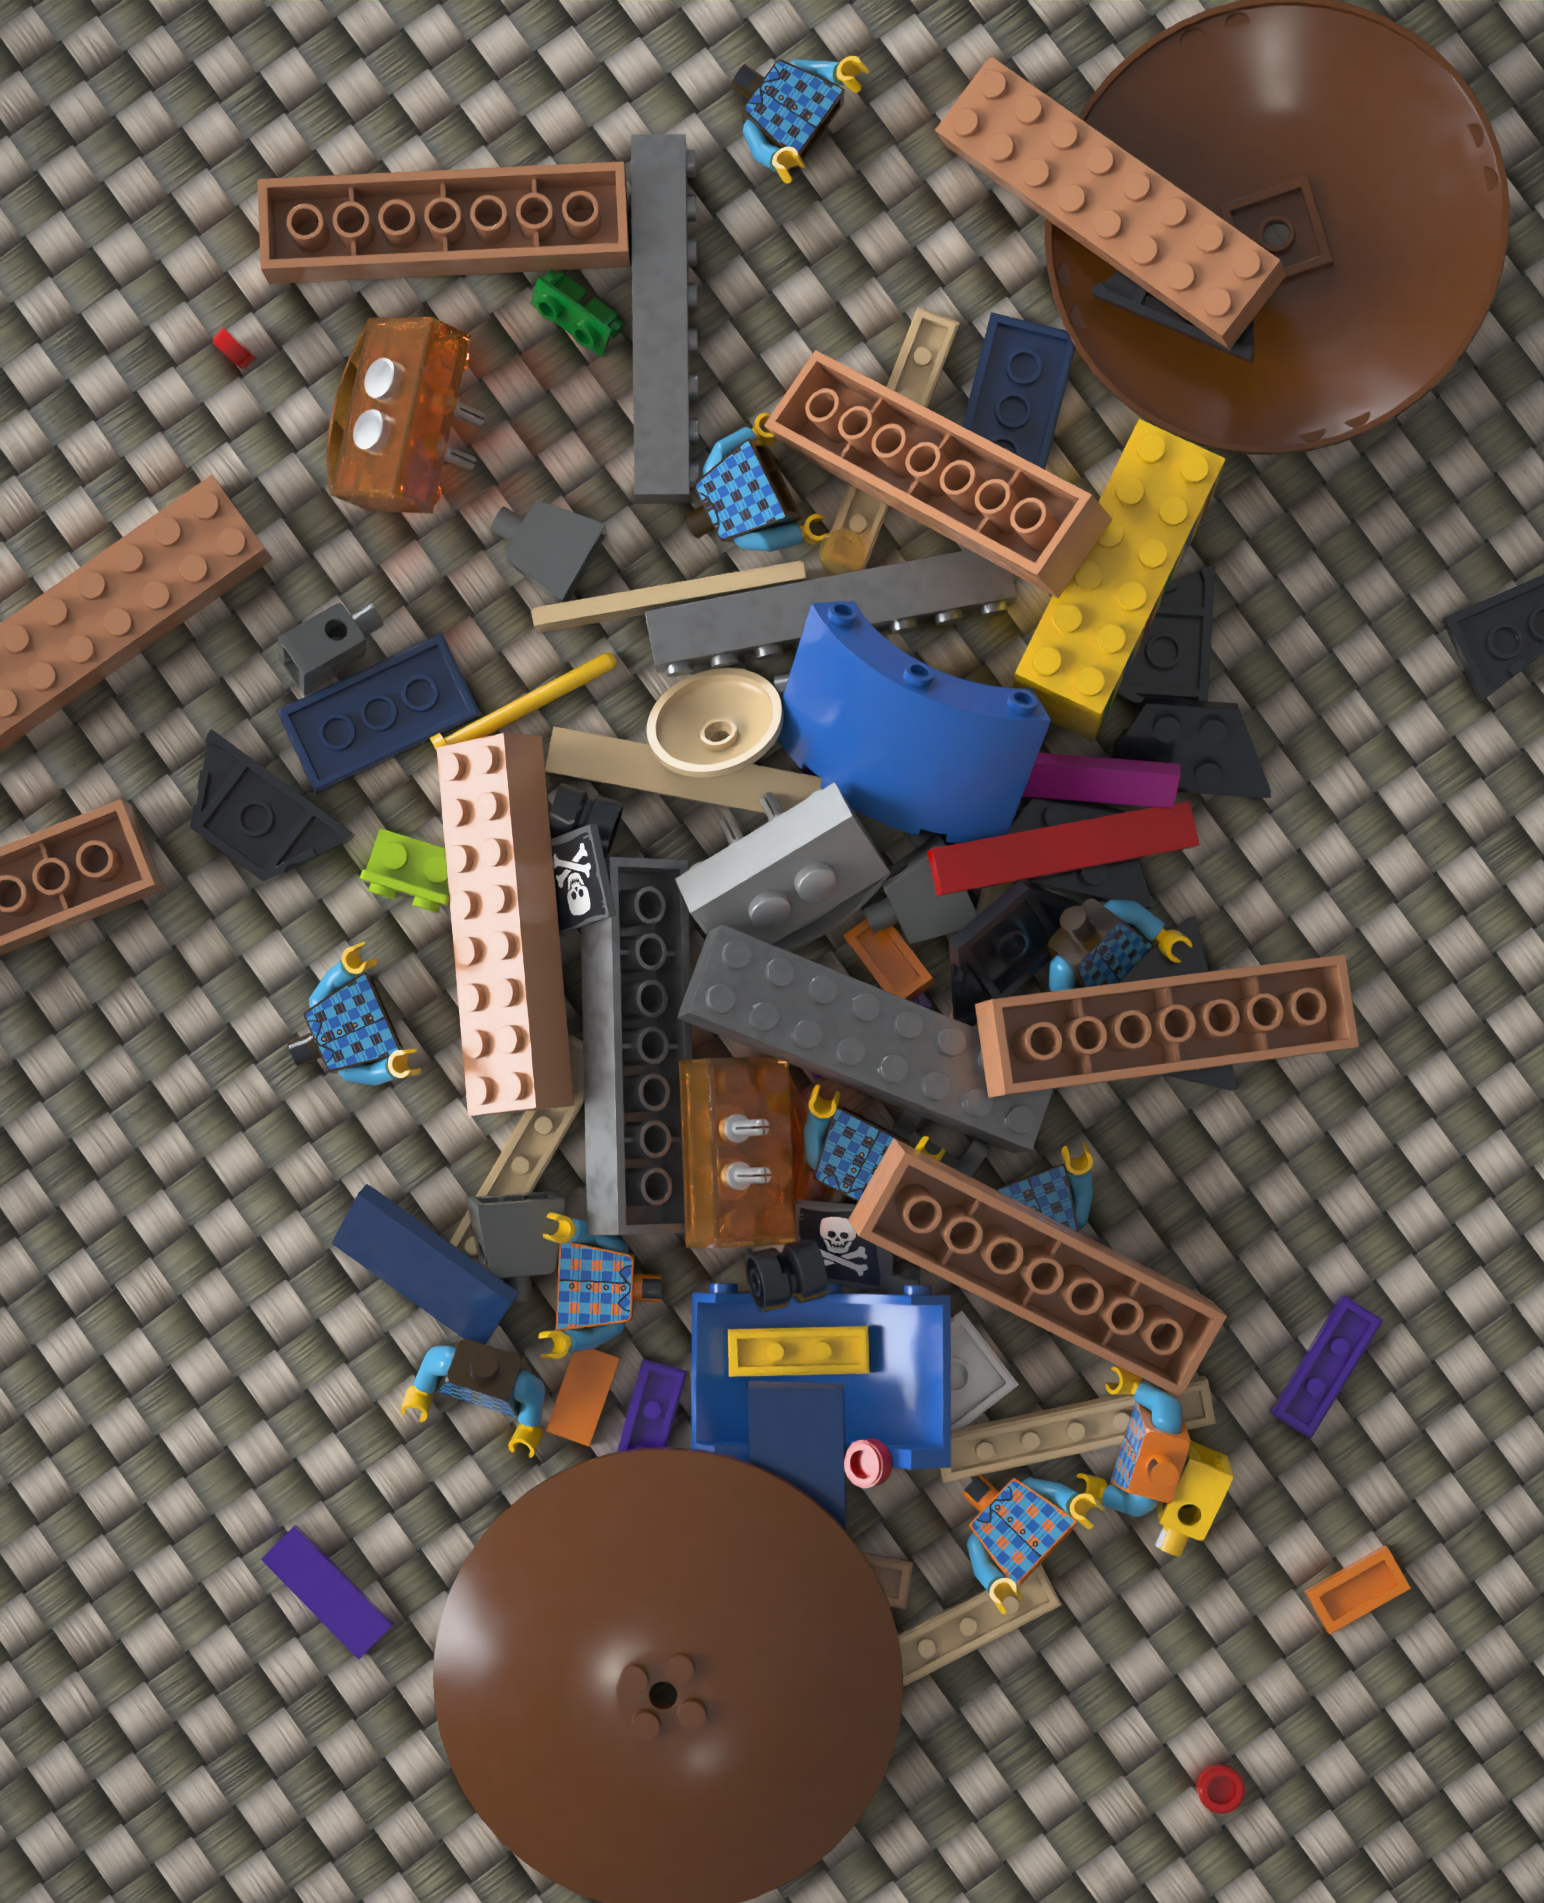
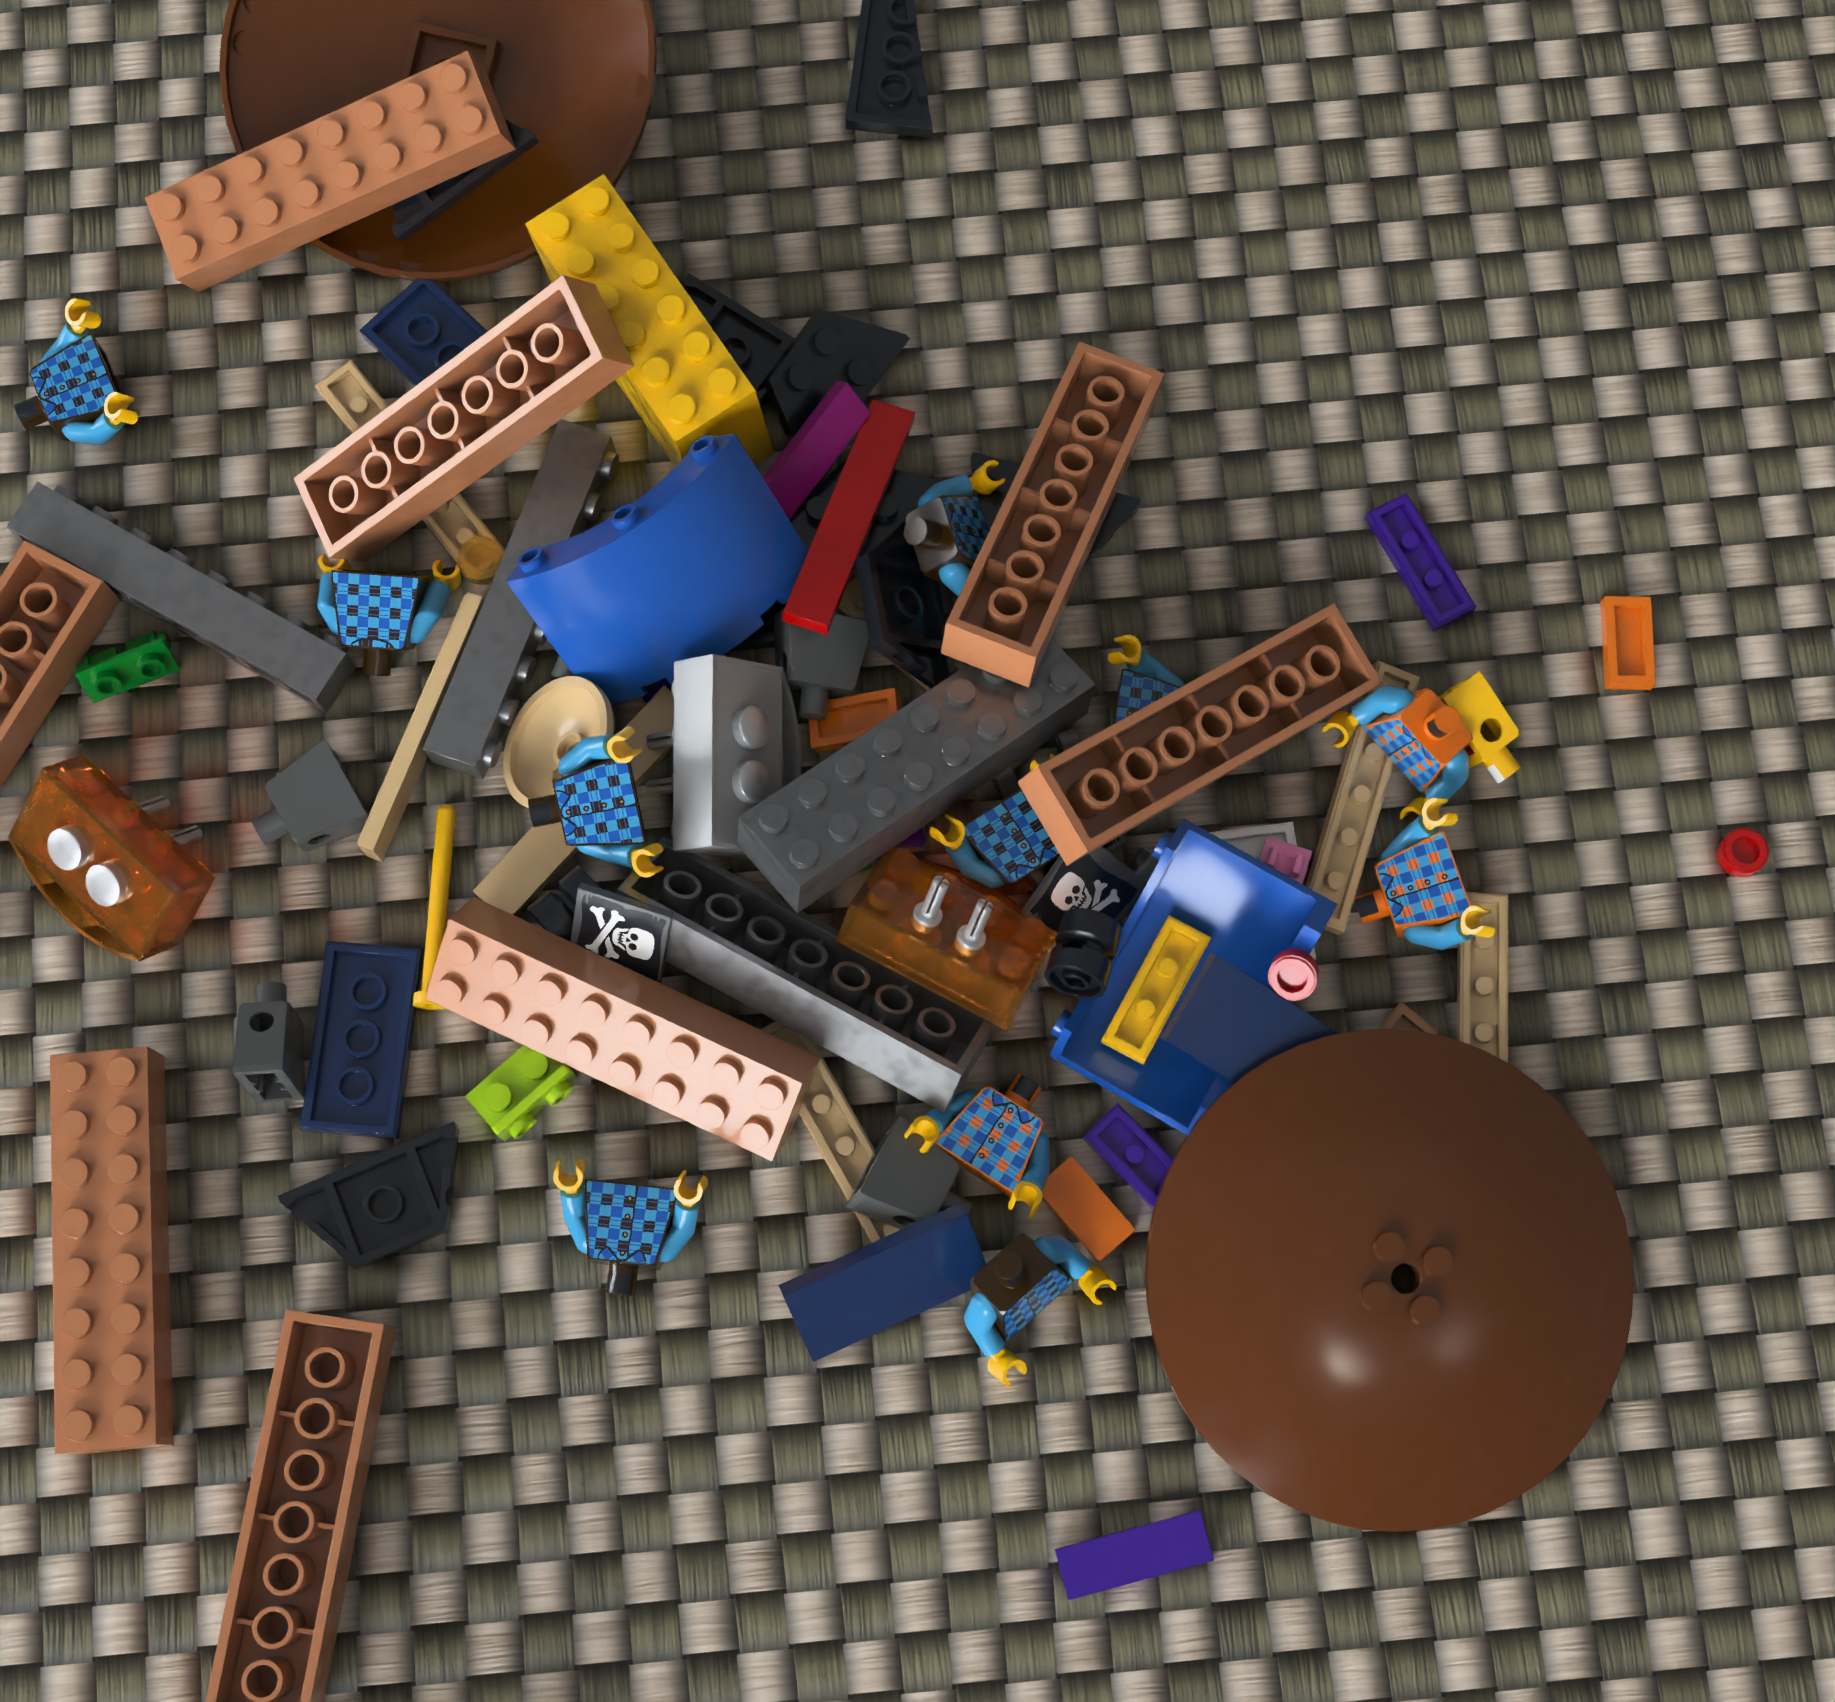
camera: 60 degrees left, 10 degrees down
(672, 797) = (599, 803): none -> torso
(971, 1398) = (1286, 858): none -> bright pink tile

